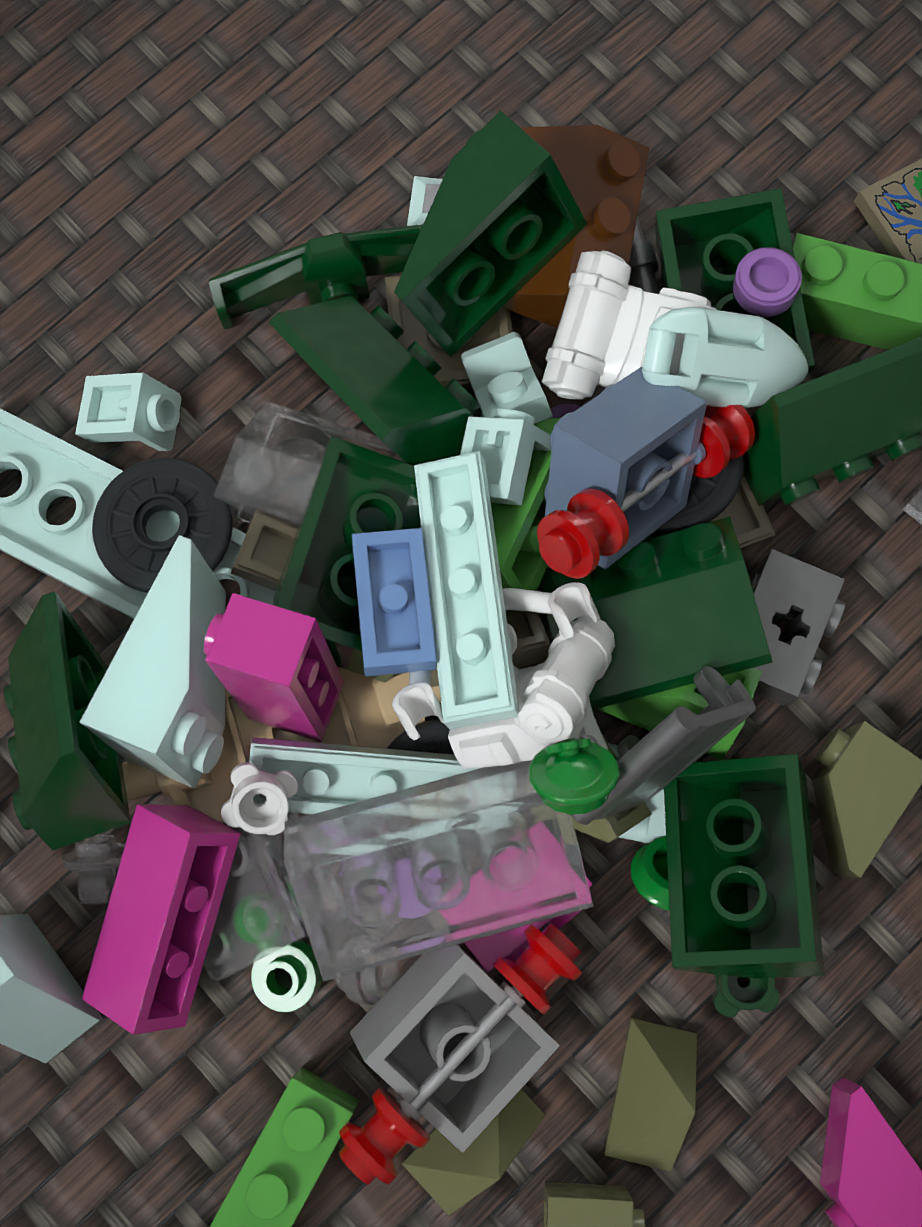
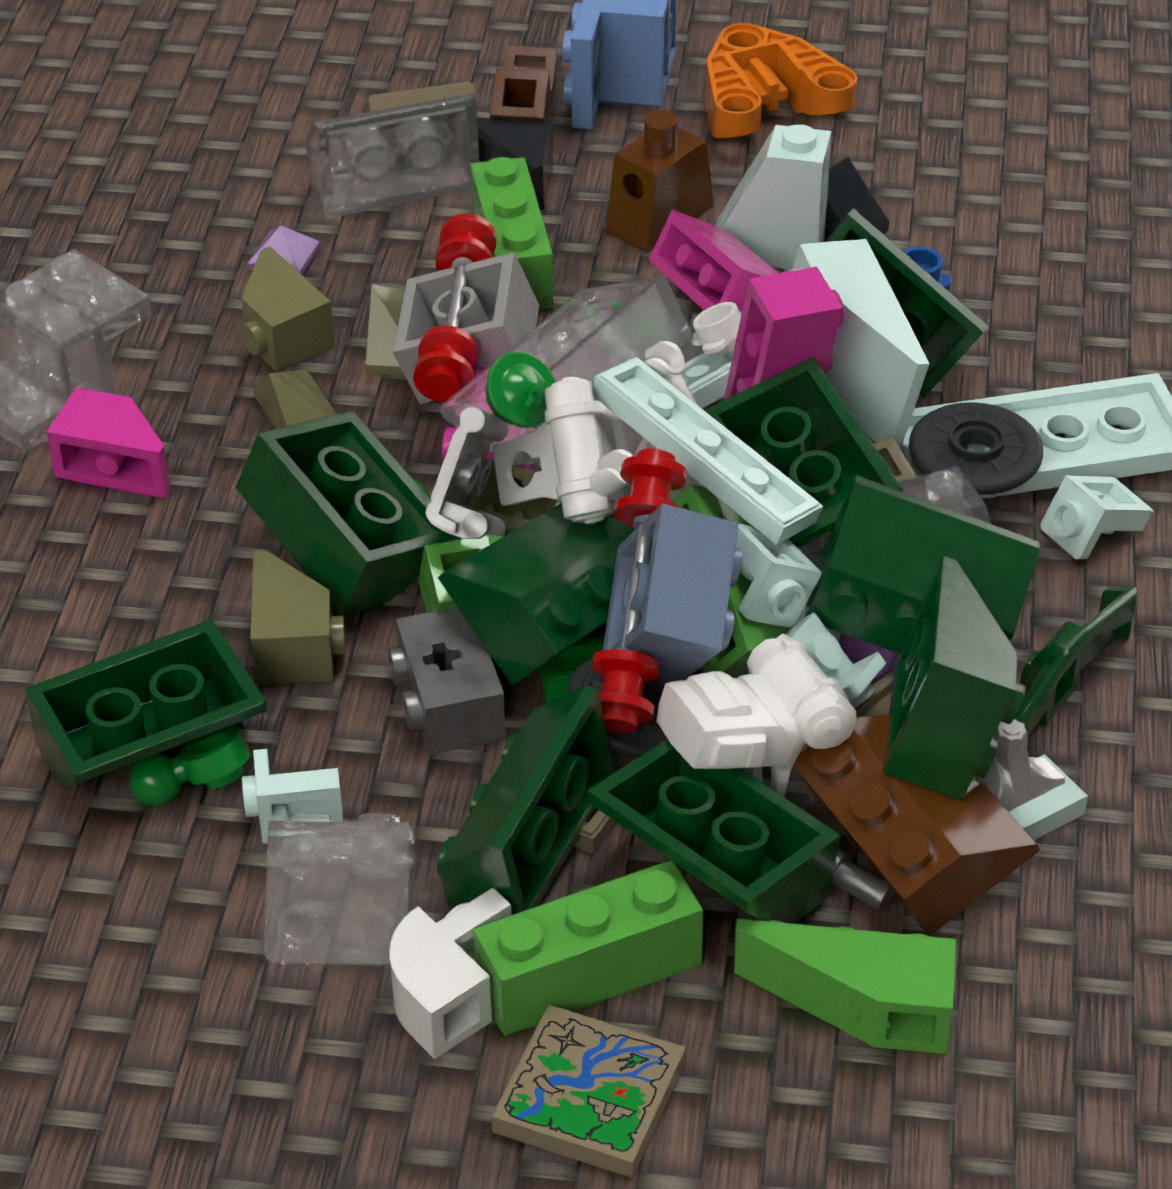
camera: 140 degrees right, 35 degrees down
(73, 1133) = (657, 175): none -> reddish brown torso
(393, 602) = (746, 406): medium blue plate -> none
(699, 134) = (866, 983): none -> bright green slope
(724, 356) = (662, 703): light aqua piece -> none
(767, 282) = (686, 813): medium lavender tile -> none

